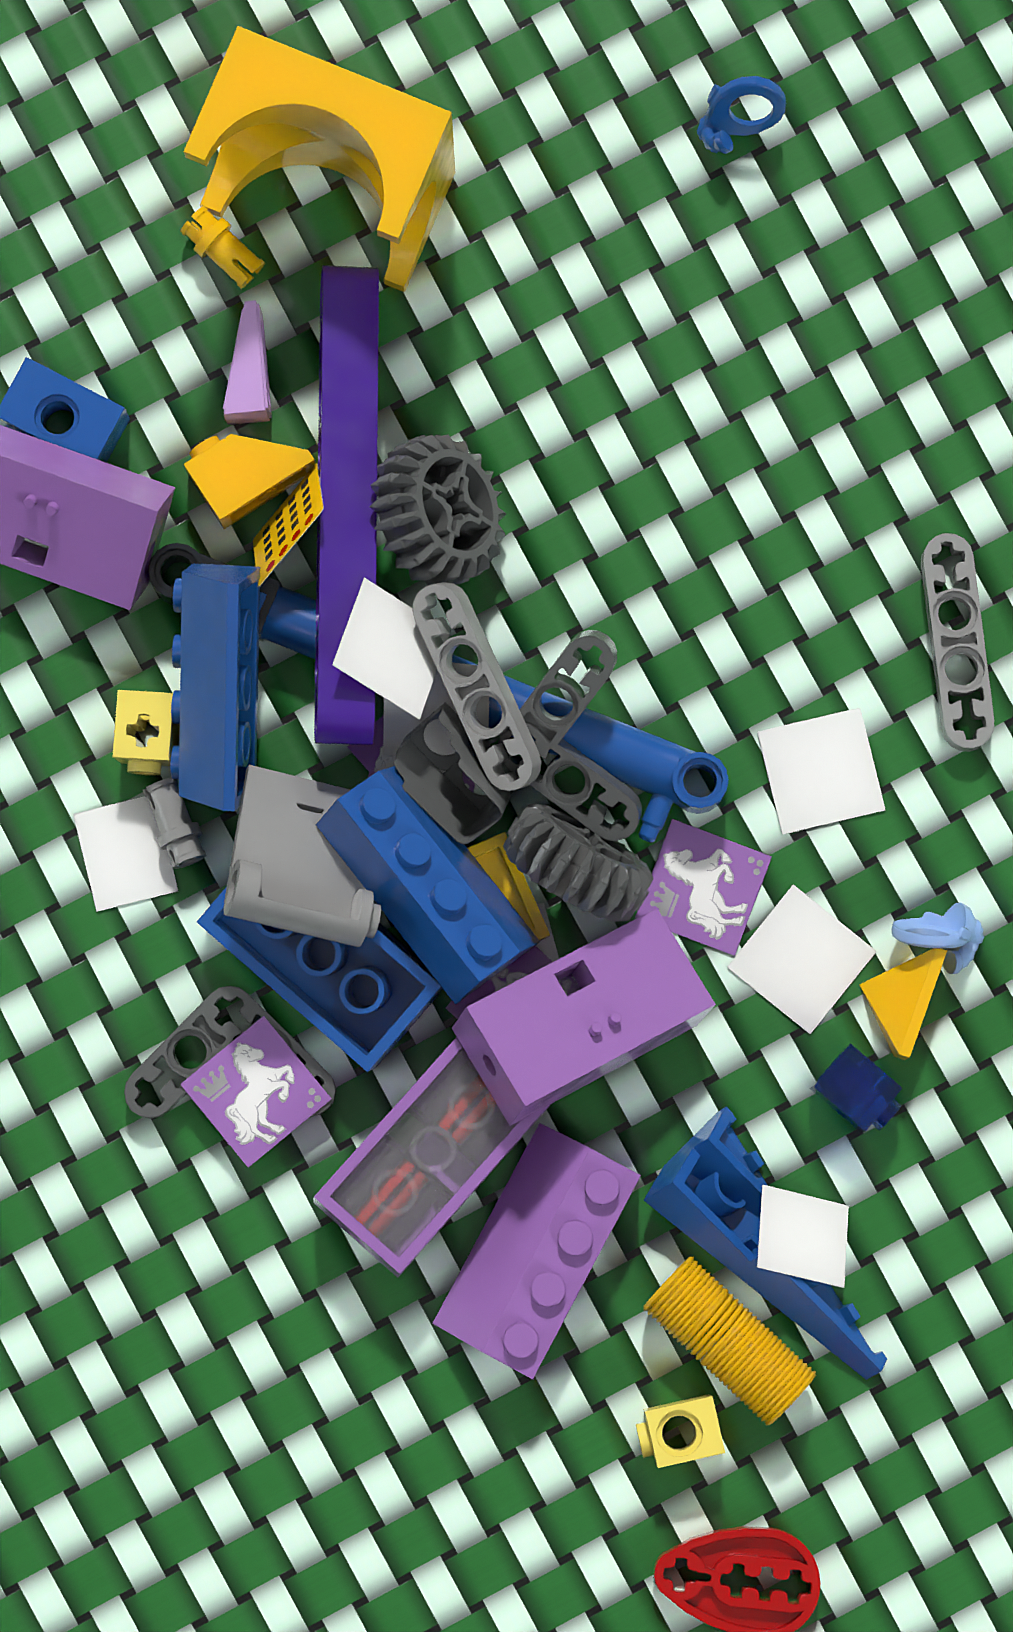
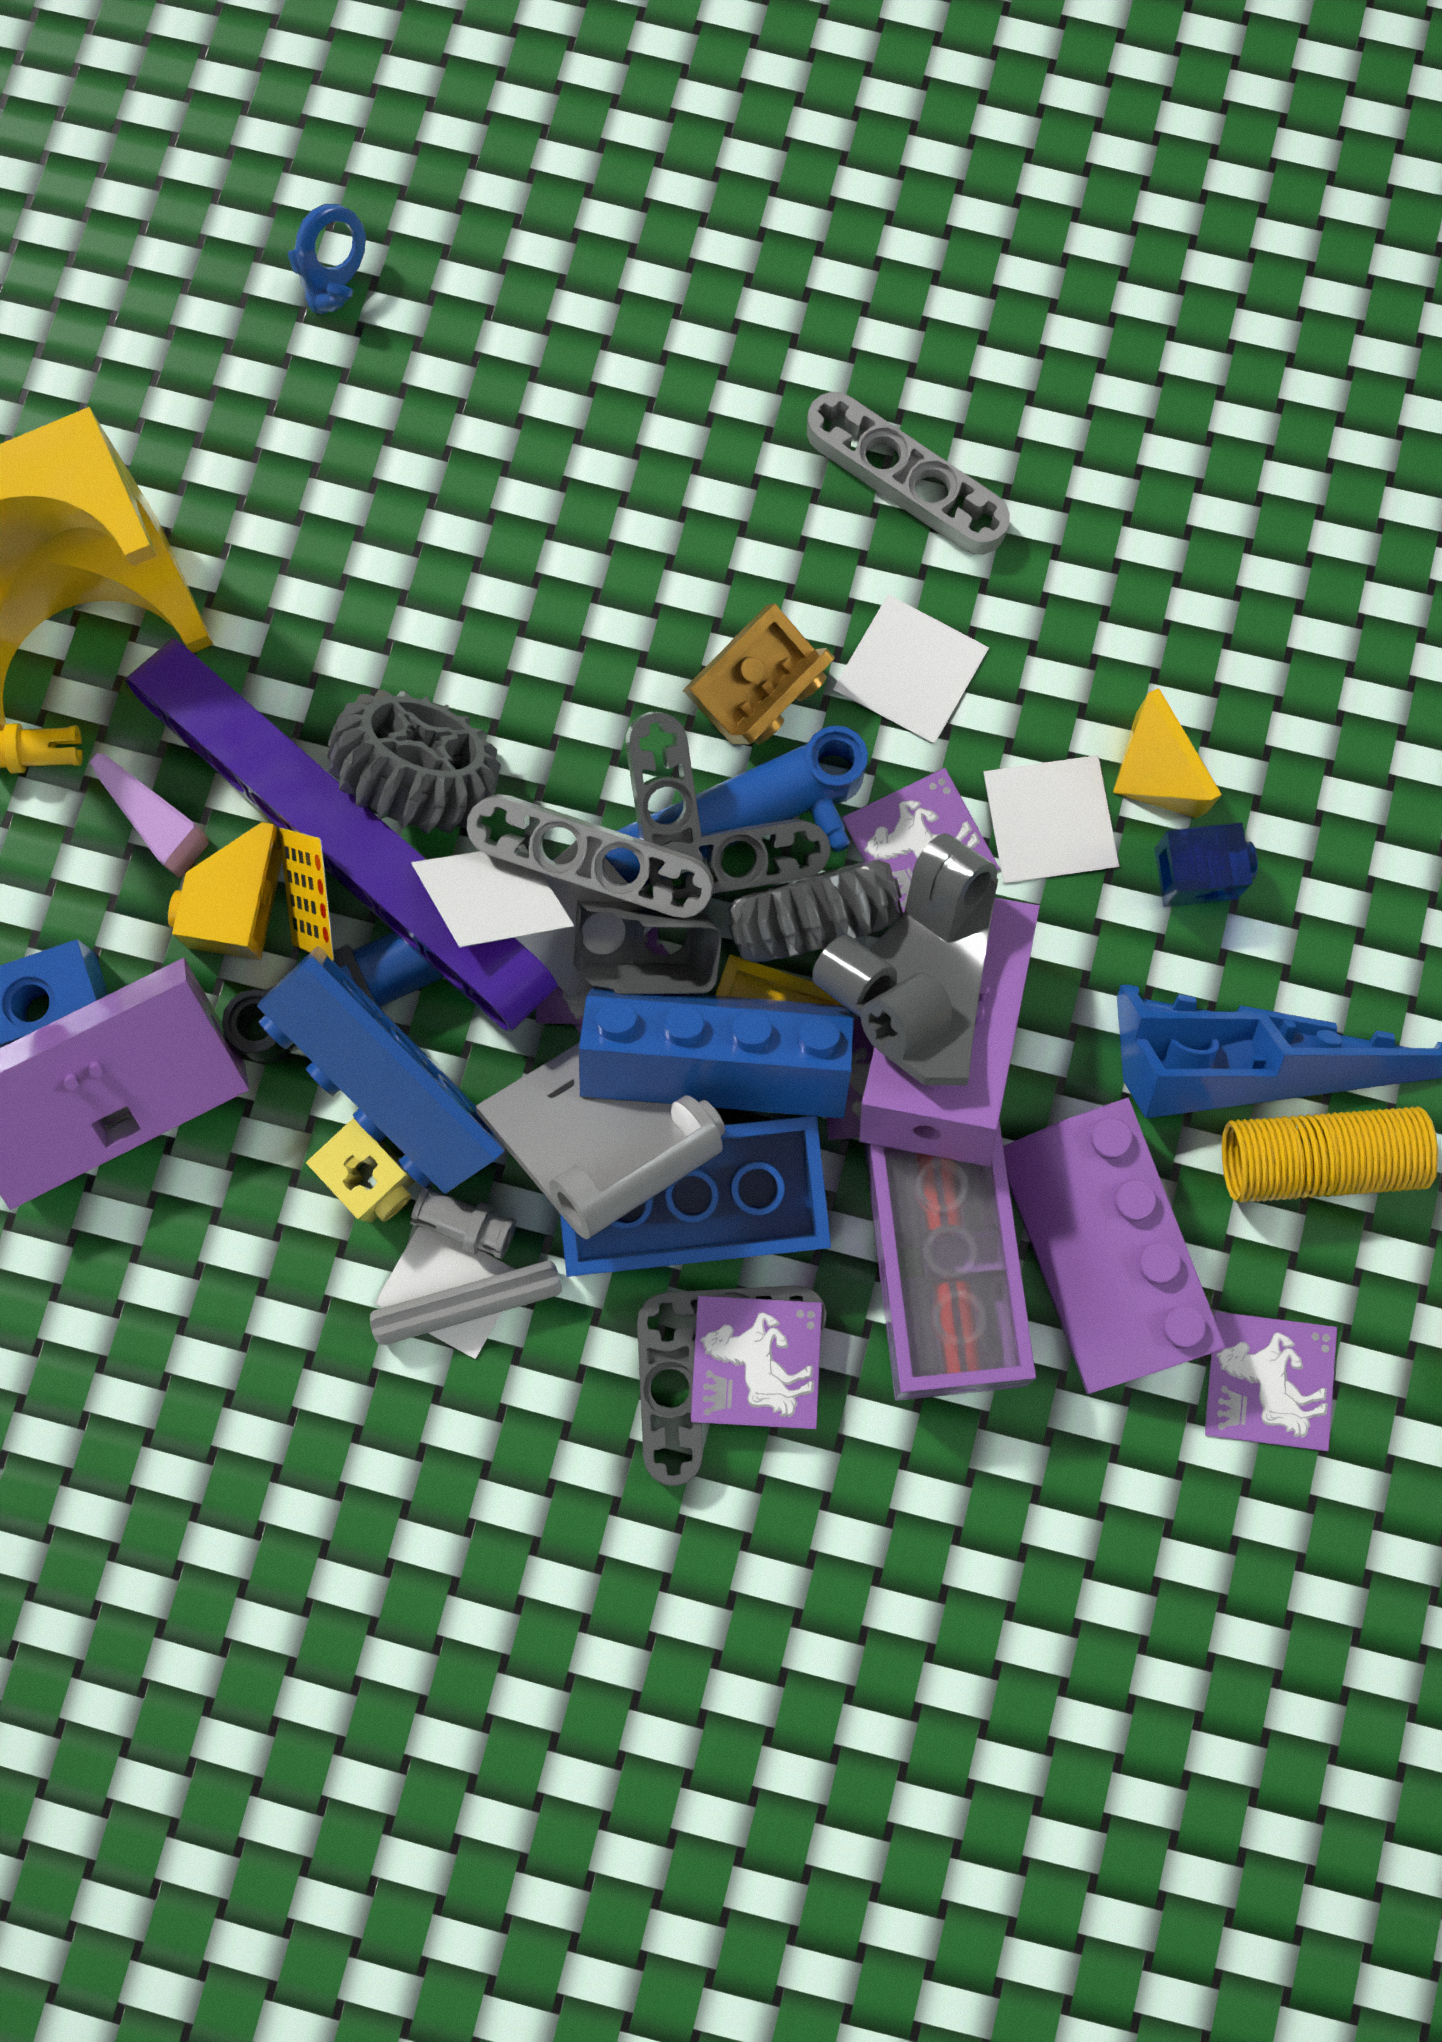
camera: 50 degrees left, 5 degrees down
(125, 872) = (465, 1303): none -> light grey axle
(550, 1435) = (1272, 1382): none -> medium lavender sticker
(589, 970) = (925, 973): none -> dark grey panel
(706, 1439) = (1393, 1248): light yellow brick -> none
(712, 677) = (758, 678): none -> pearl gold bracket
(803, 1236) = (1291, 1016): white sticker -> none
(952, 930) = (1138, 676): light blue piece -> none

